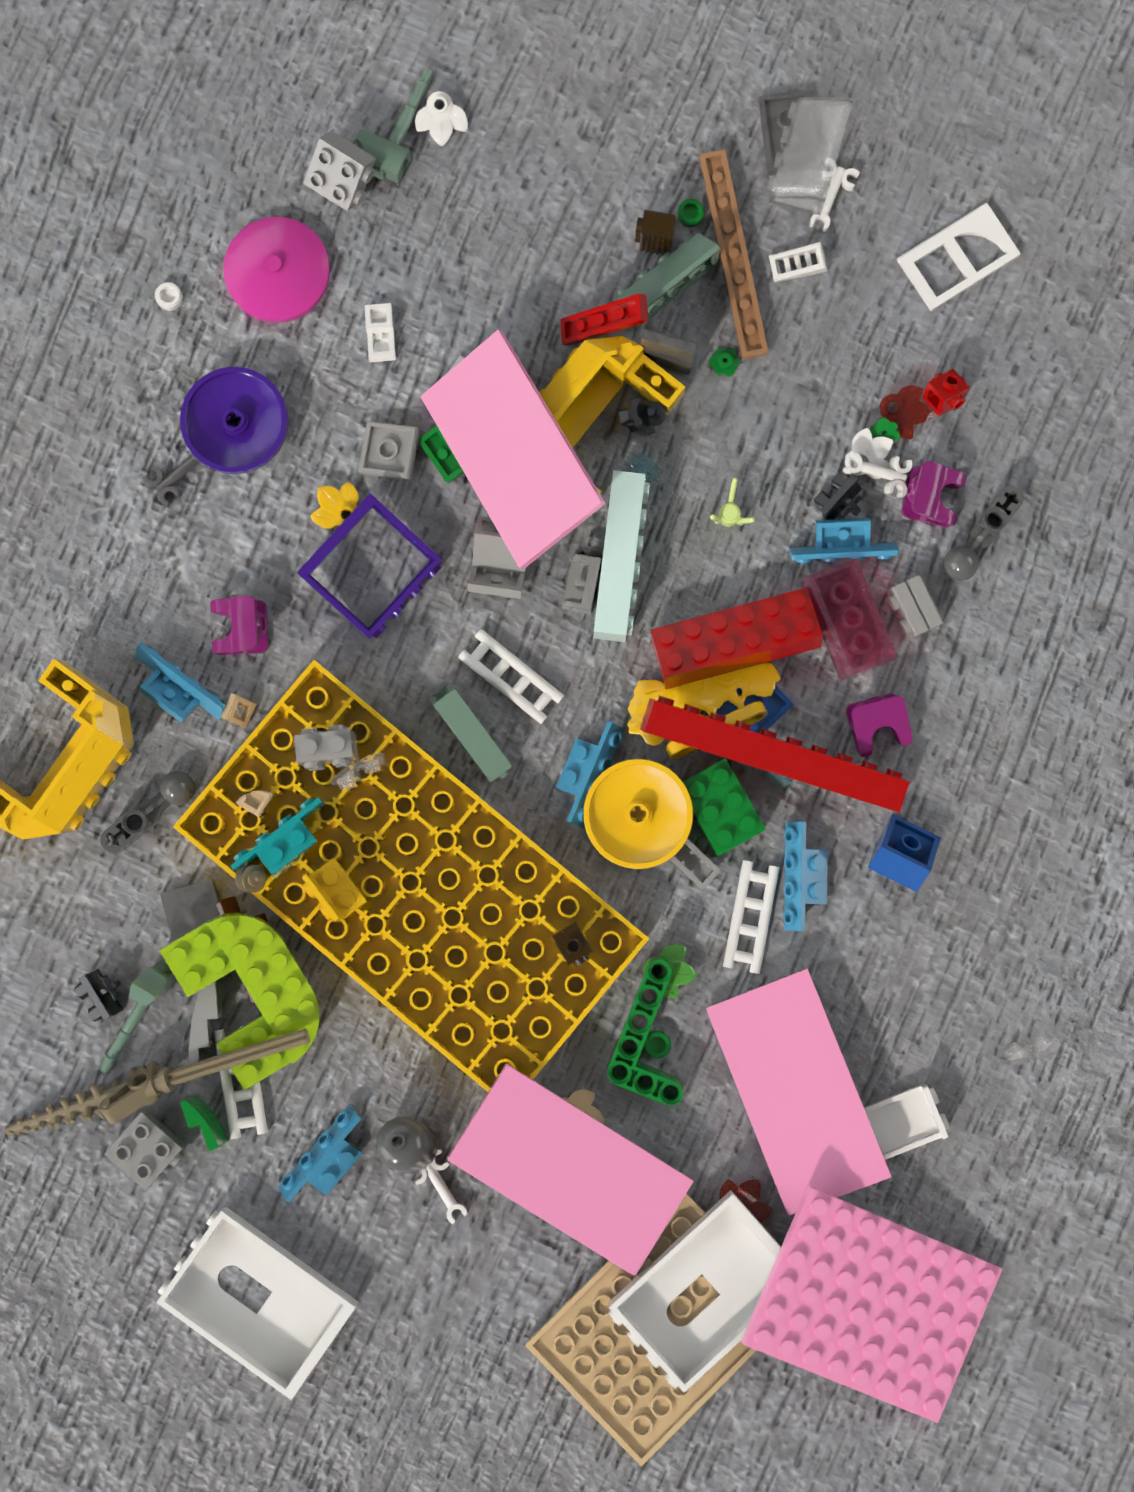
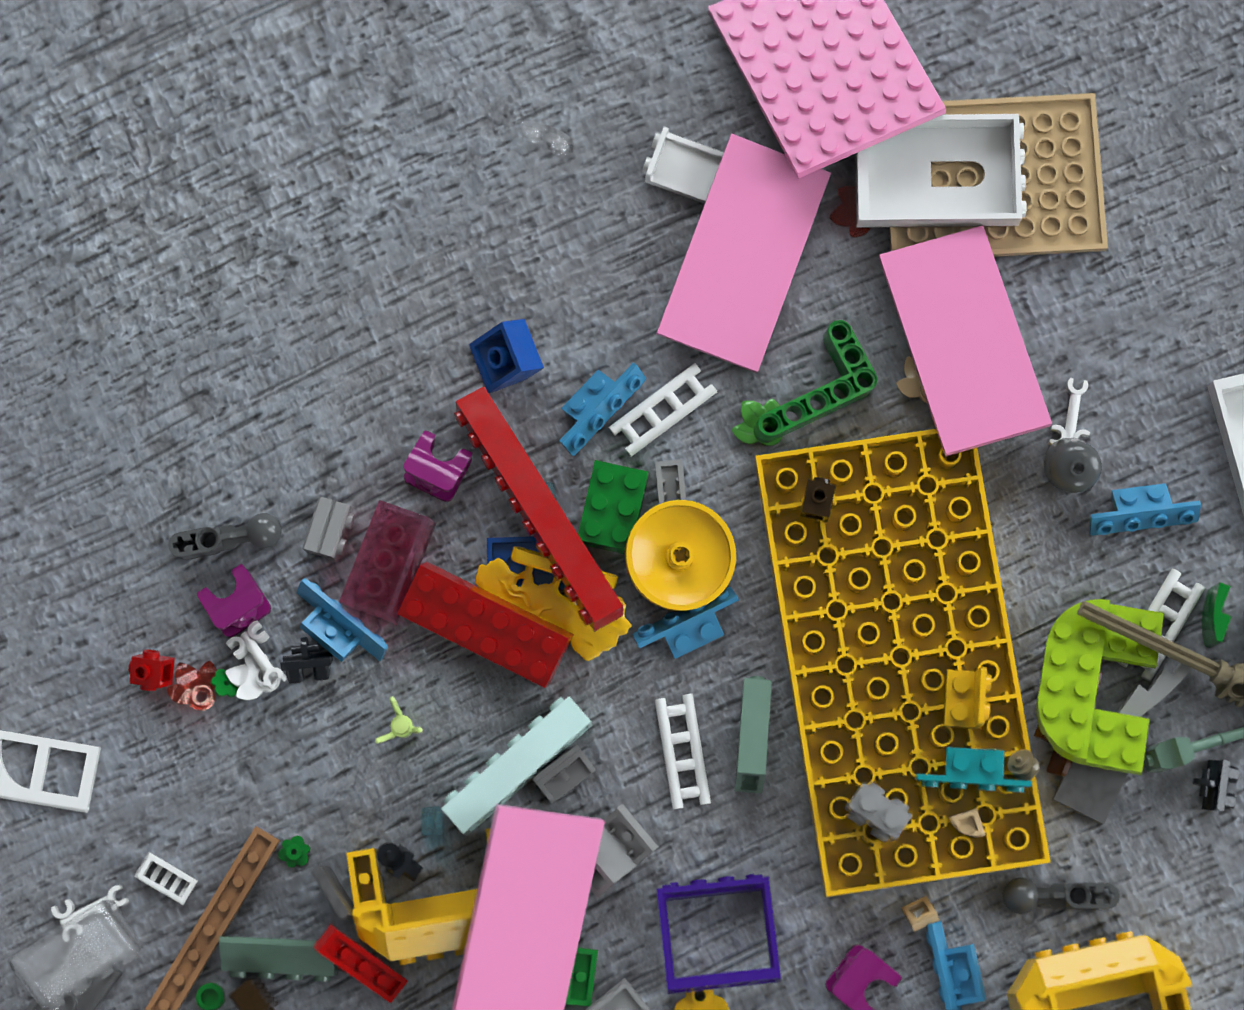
camera: 140 degrees left, 5 degrees down
(351, 774) = (879, 775): clear slope -> none
(657, 1044) = (816, 376): green tile -> none

